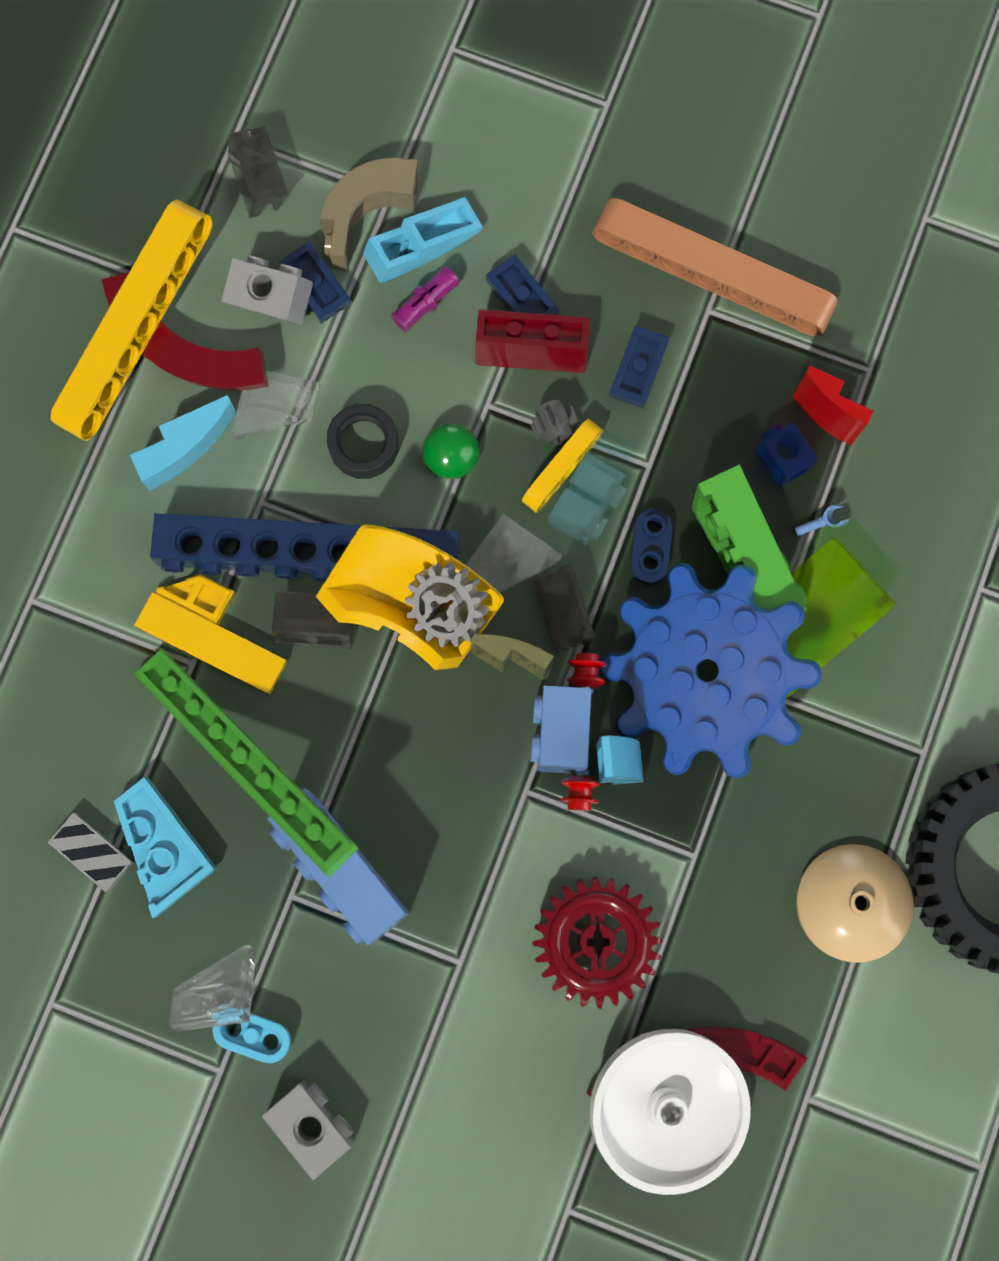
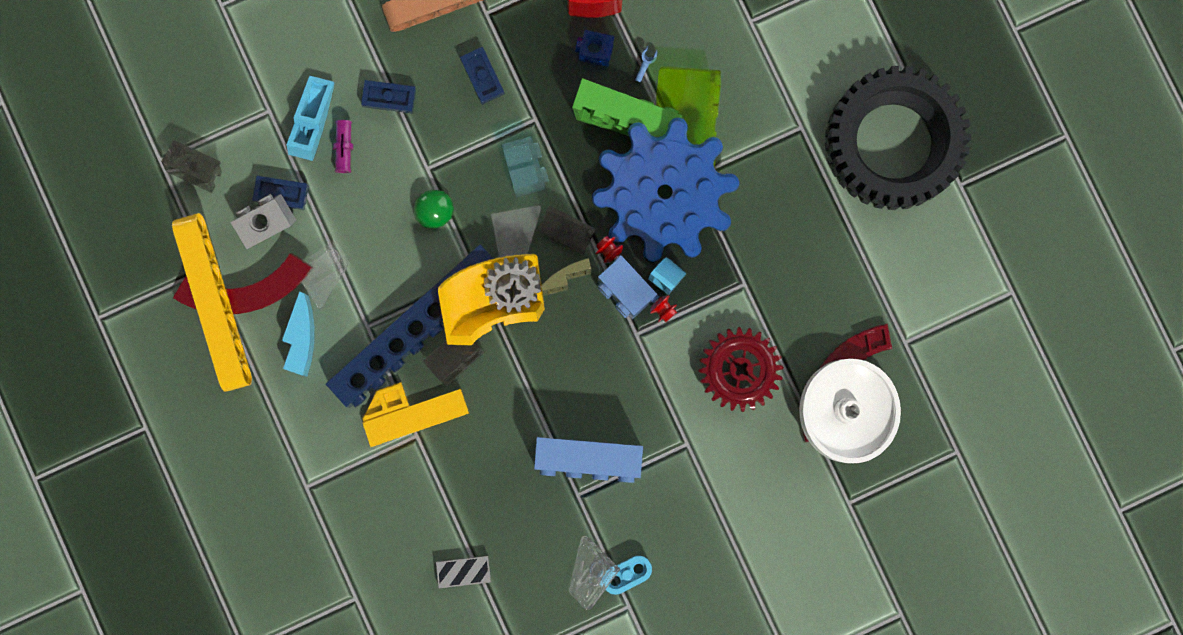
camera: 50 degrees left, 5 degrees up
(163, 848) = (495, 534): medium azure wing -> none
(247, 763) = (494, 454): bright green tile -> none
(312, 1153) = (711, 594): light grey brick -> none
(354, 414) = (378, 229): black tyre -> none
(362, 190) = (255, 122): dark tan arch -> none
(531, 341) = (418, 115): dark red panel -> none
(554, 422) = (470, 144): dark grey gear -> none
(562, 465) = (495, 161): yellow beam -> none
(651, 545) = (576, 157): dark blue plate -> none
(828, 903) = (823, 239): tan dish -> none

